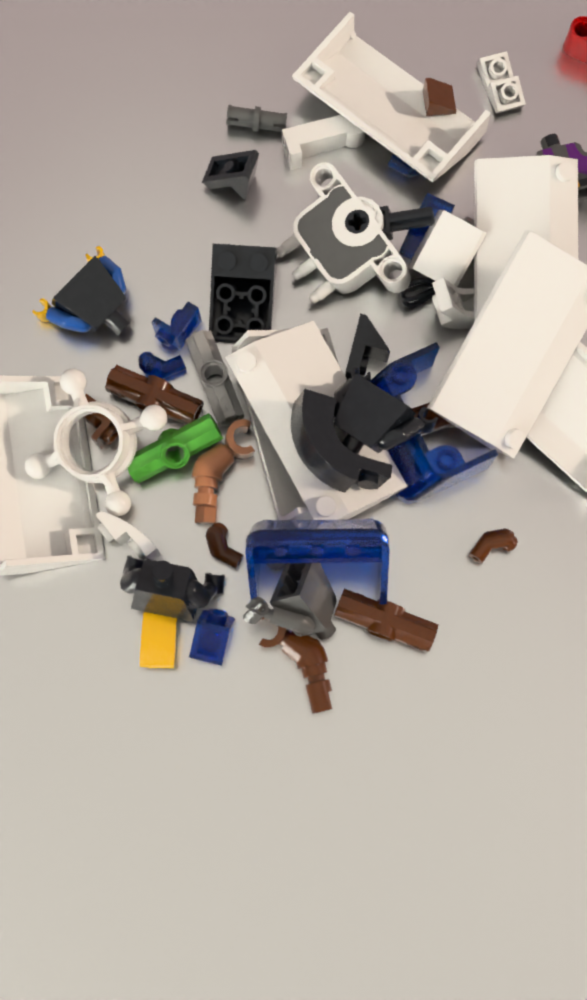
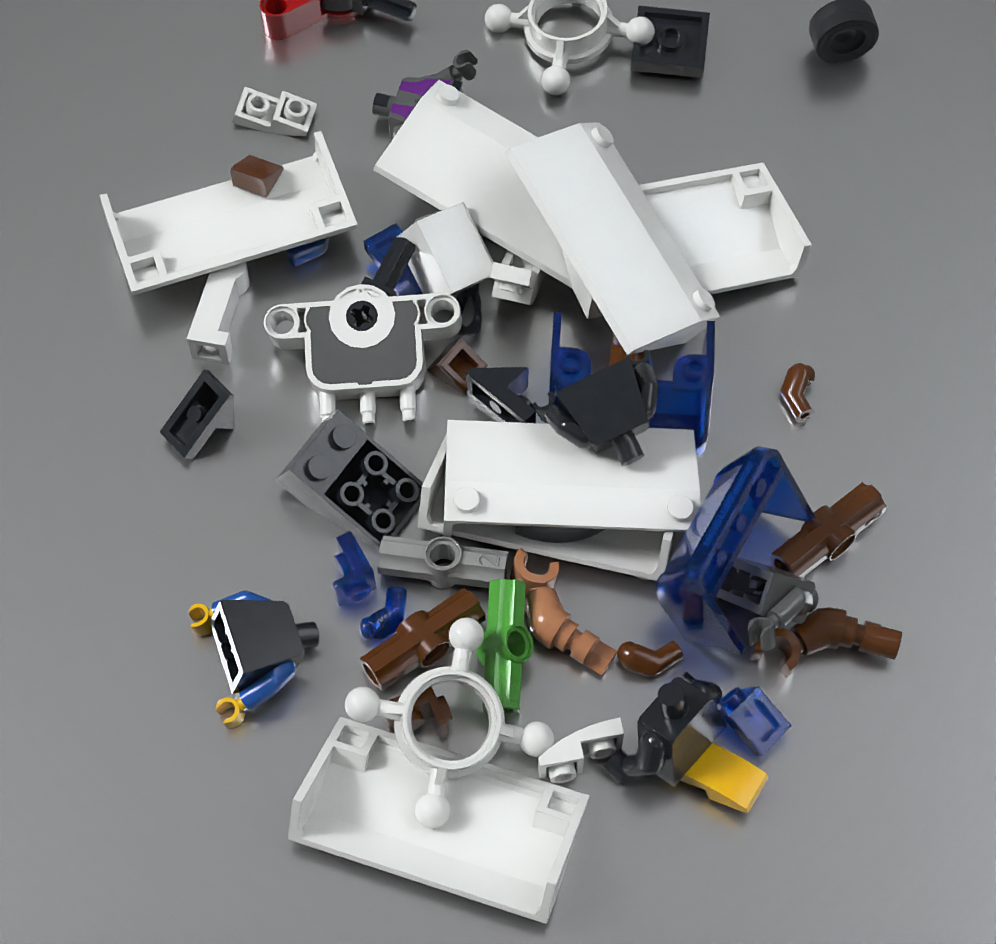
camera: 60 degrees left, 15 degrees down
(256, 118) = (145, 362): dark grey pin -> none
(324, 452) = (615, 471): black arch -> none
(375, 306) = (455, 363): none -> reddish brown slope

